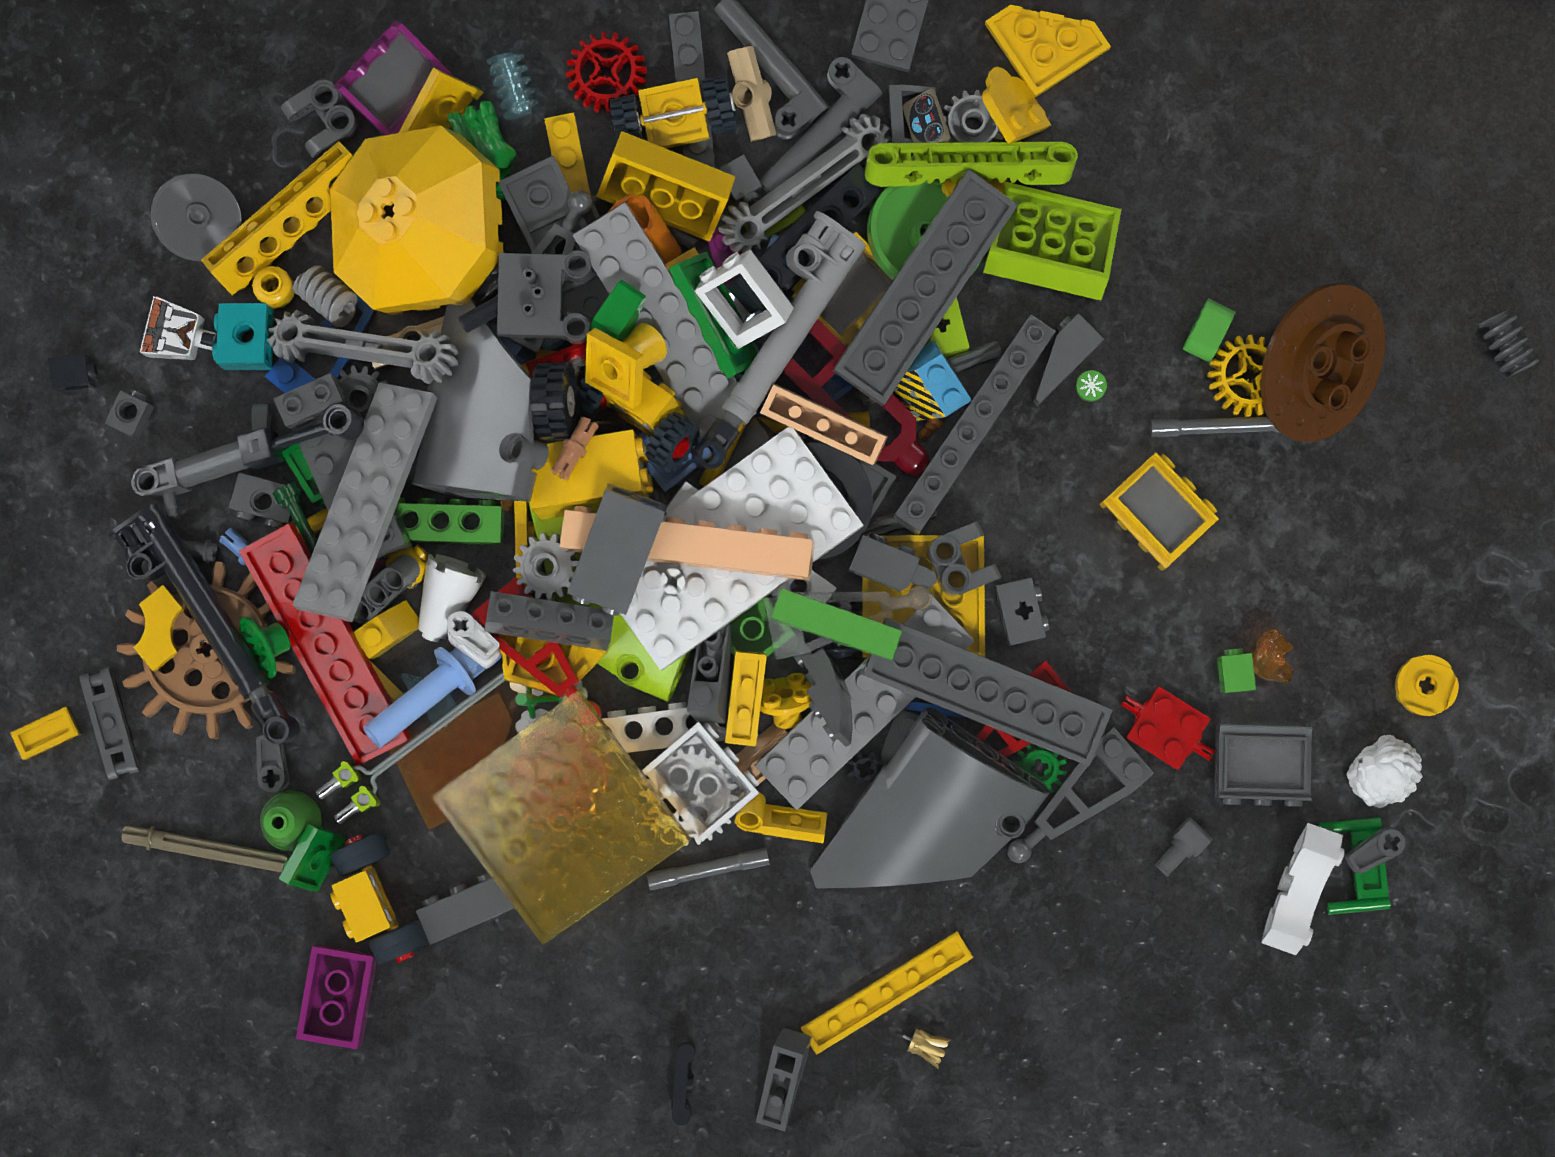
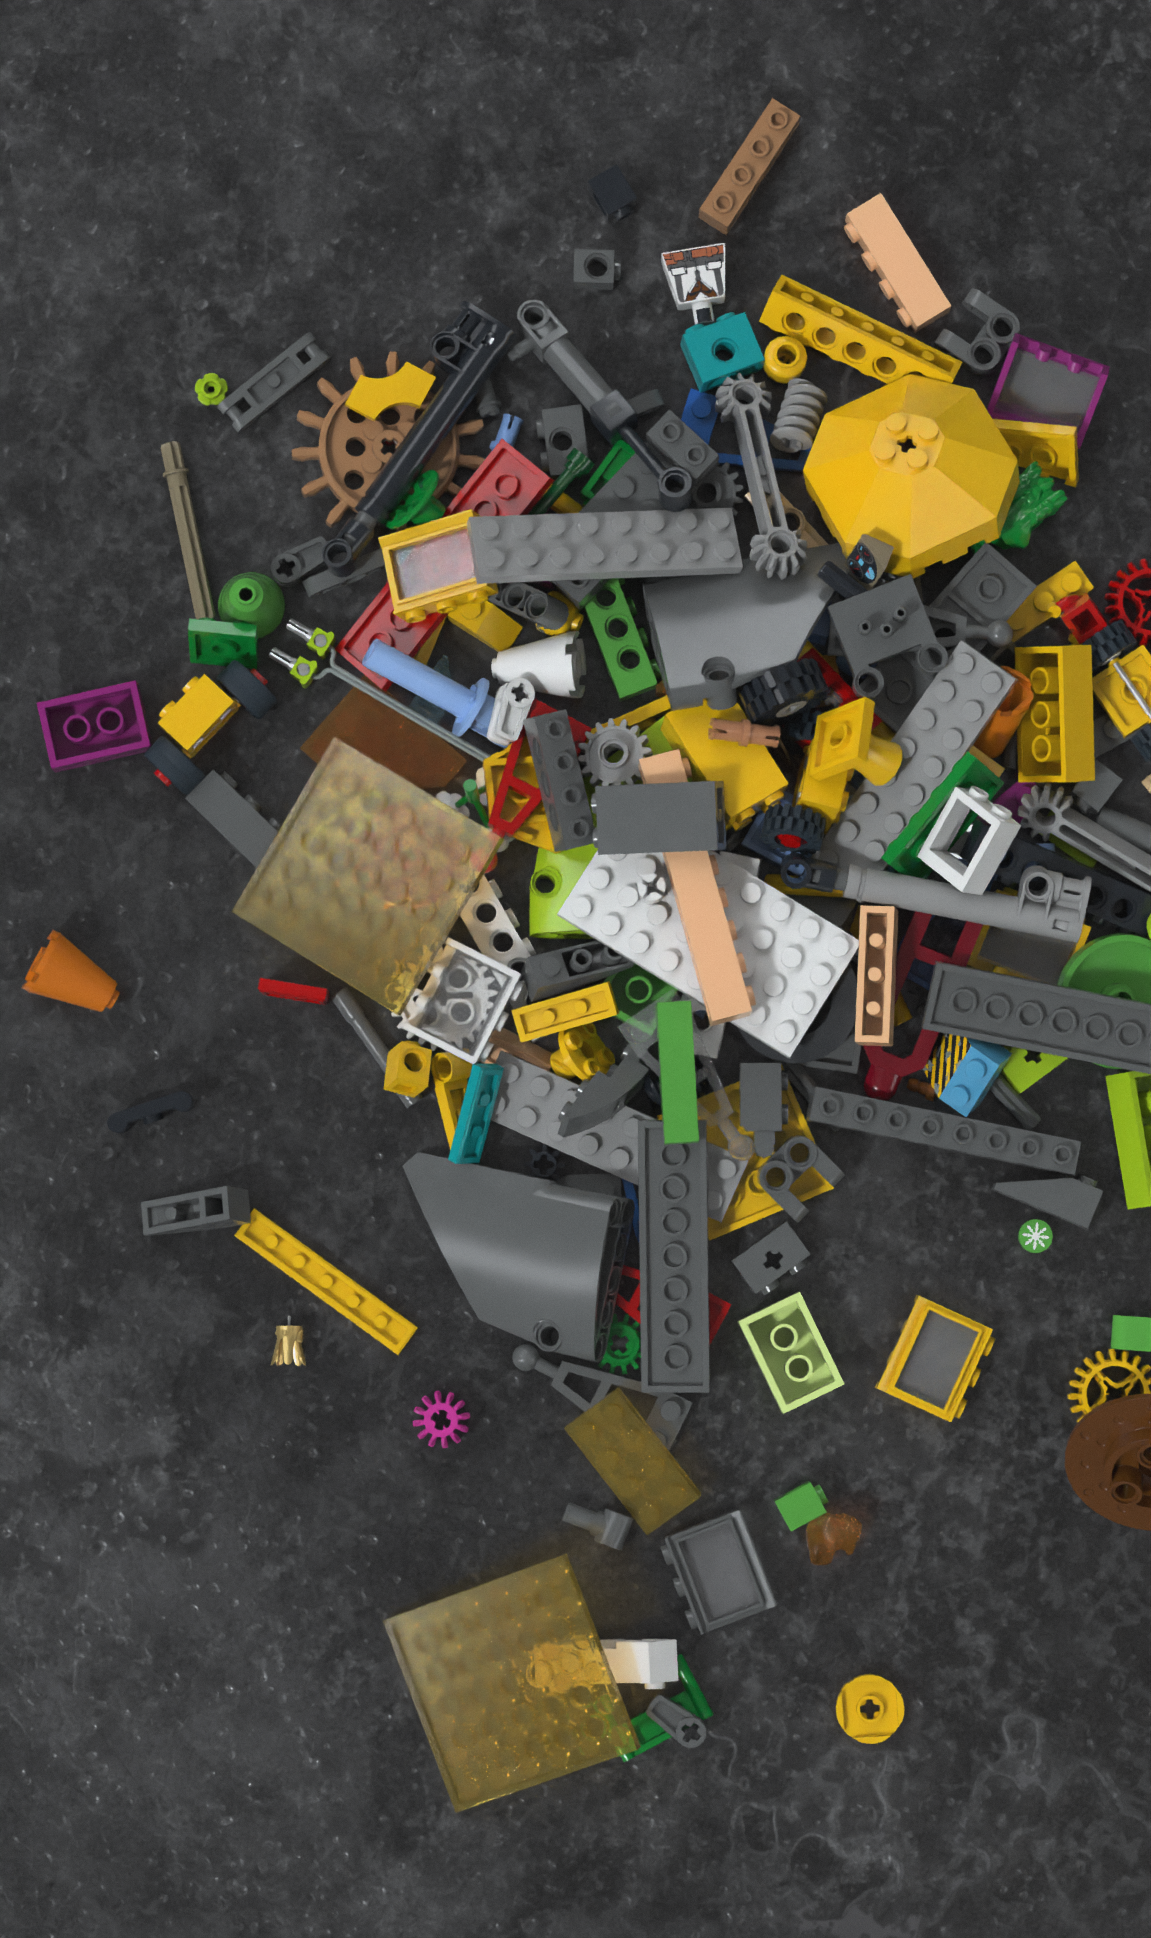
camera: 70 degrees right, 0 degrees up
(45, 733) = (237, 322): yellow tile -> none
(98, 249) = (749, 166): none -> medium nougat brick
(100, 782) = (211, 380): none -> lime plate
(194, 215) = (824, 248): dark grey hat -> none
(238, 158) = (897, 263): none -> light nougat brick
(299, 710) = (327, 582): none -> dark grey beam
(323, 654) = (432, 568): none -> window
(472, 284) = (868, 560): none -> slope
(511, 85) = (1095, 514): clear light blue piece -> none
(540, 1104) = (70, 976): none -> orange cone
(592, 132) = (1080, 615): none -> red piece
(619, 311) = (901, 720): green slope -> none
(632, 920) = (294, 991): none -> red tile
(740, 861) = (399, 1077): none -> yellow brick
(799, 808) = (476, 1113): none -> teal tile
(1042, 954) = (431, 1423): none -> dark pink gear
(1106, 627) = (790, 1352): none -> yellowish green brick
(1142, 797) = (632, 1461): none -> clear yellow plate
(1168, 727) = (716, 1458): red plate -> none
(1175, 427) = (1030, 1343): dark grey piece -> none
(1289, 976) = (511, 1683): none -> clear yellow plate
(1385, 772) = (762, 1701): white hair -> none

